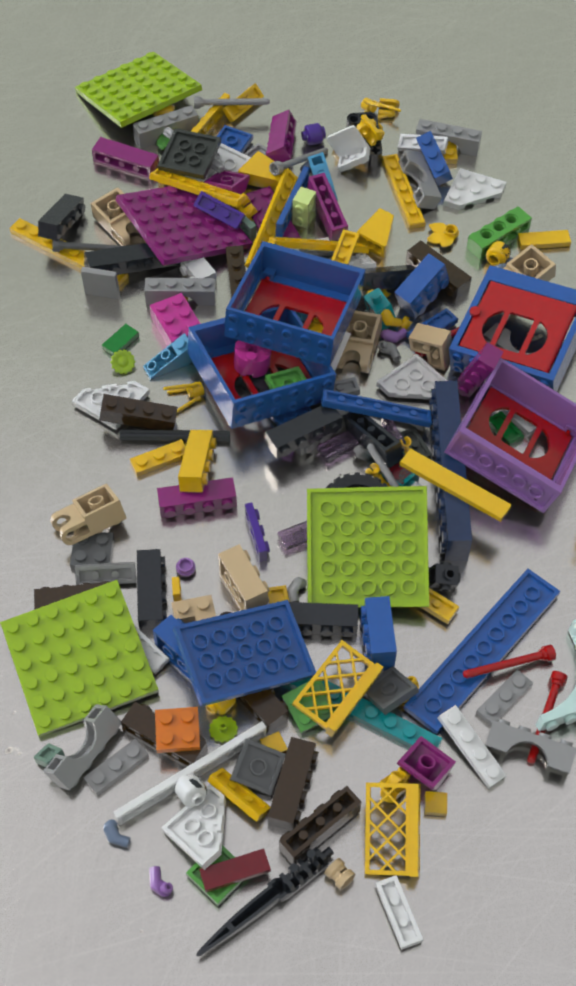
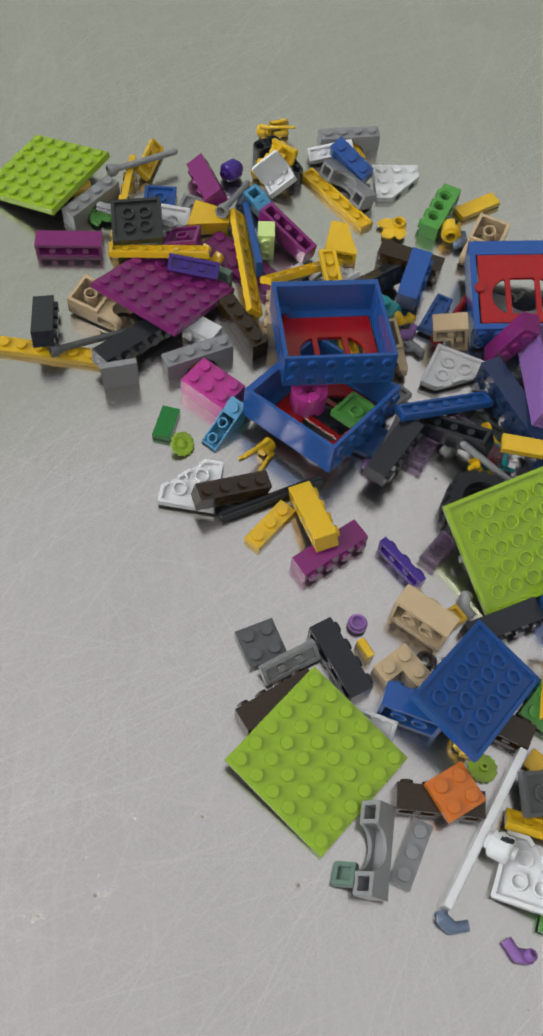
camera: 30 degrees left, 5 degrees up
(89, 515) = (243, 610): tan brick -> none

